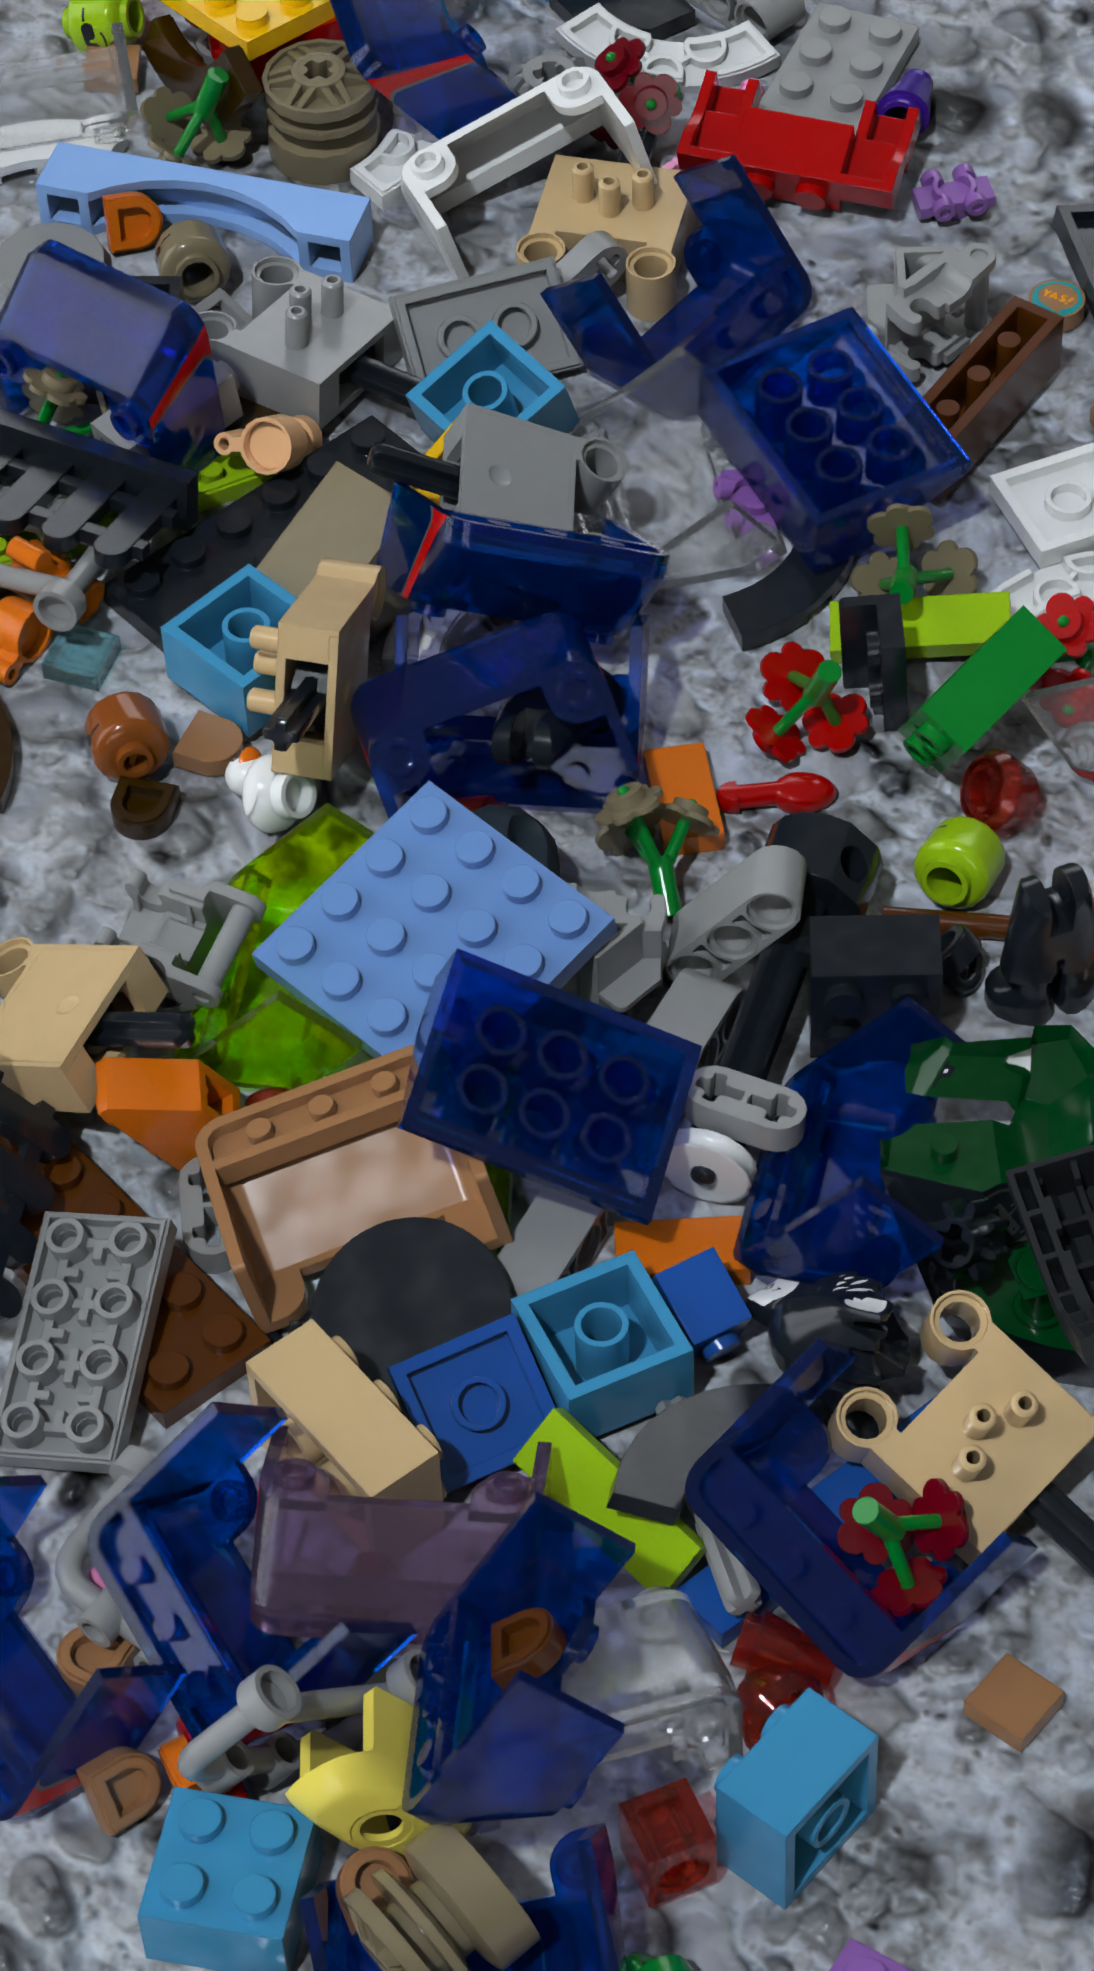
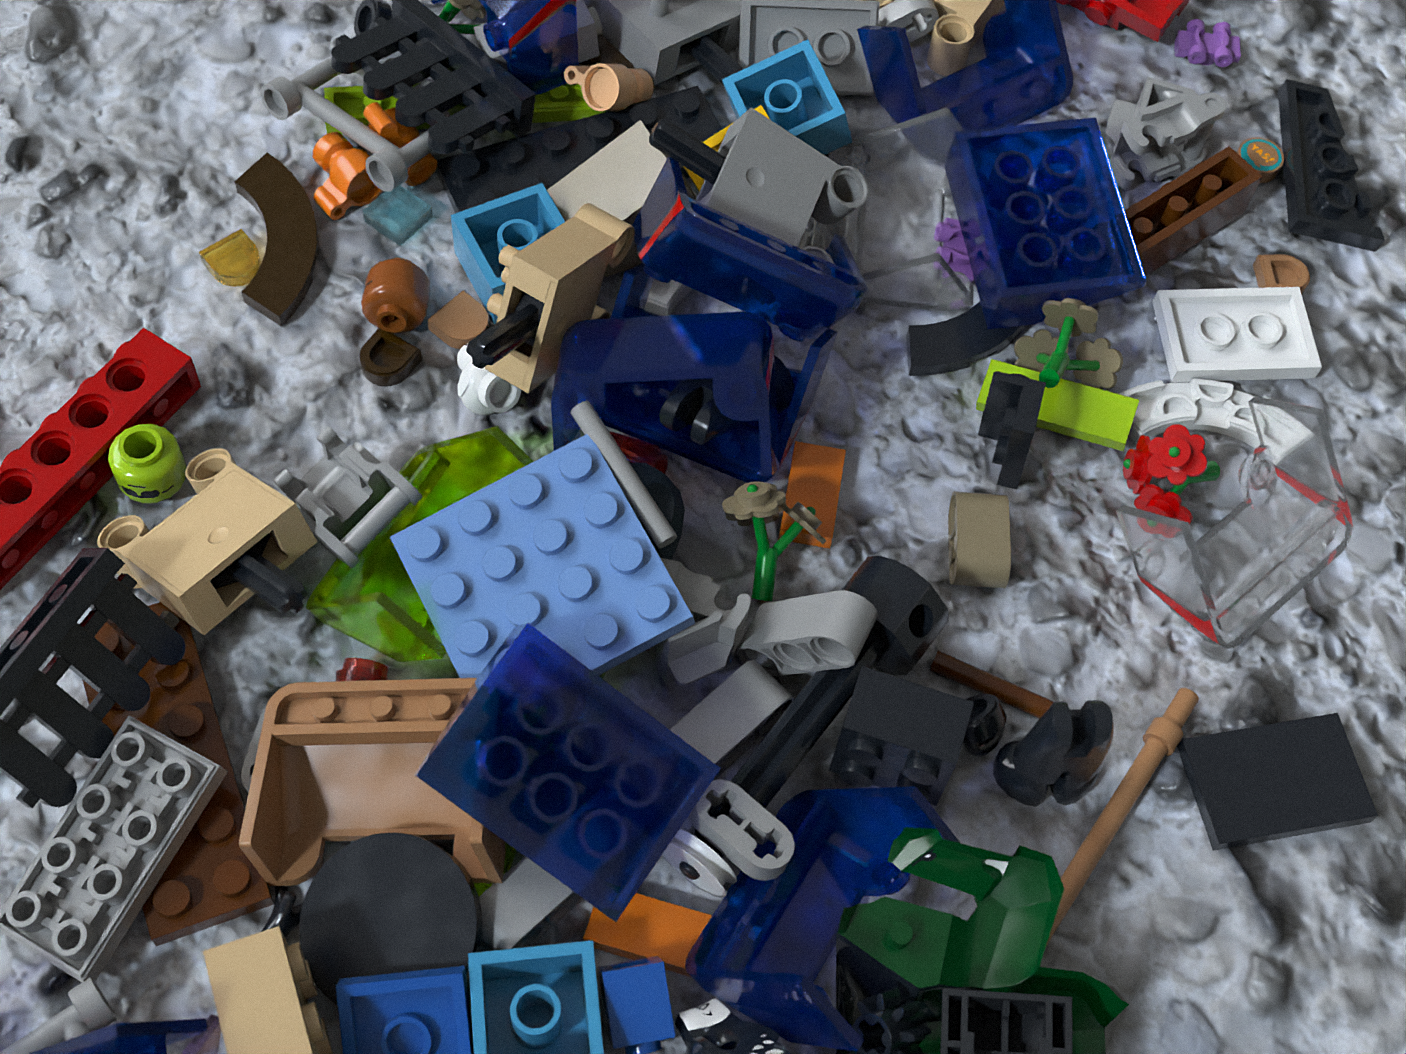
camera: 10 degrees right, 10 degrees up
(162, 1102) = (269, 645): orange slope -> none
(426, 771) = (628, 480): none -> light grey bar
(790, 793) = (902, 518): red piece -> none
(799, 682) = (950, 449): red plant -> none
(886, 785) = (979, 540): none -> dark tan beam
(959, 862) = (1014, 634): lime head -> none
(981, 691) = (1085, 490): green window -> none
(999, 790) = (1069, 579): clear red cone -> none

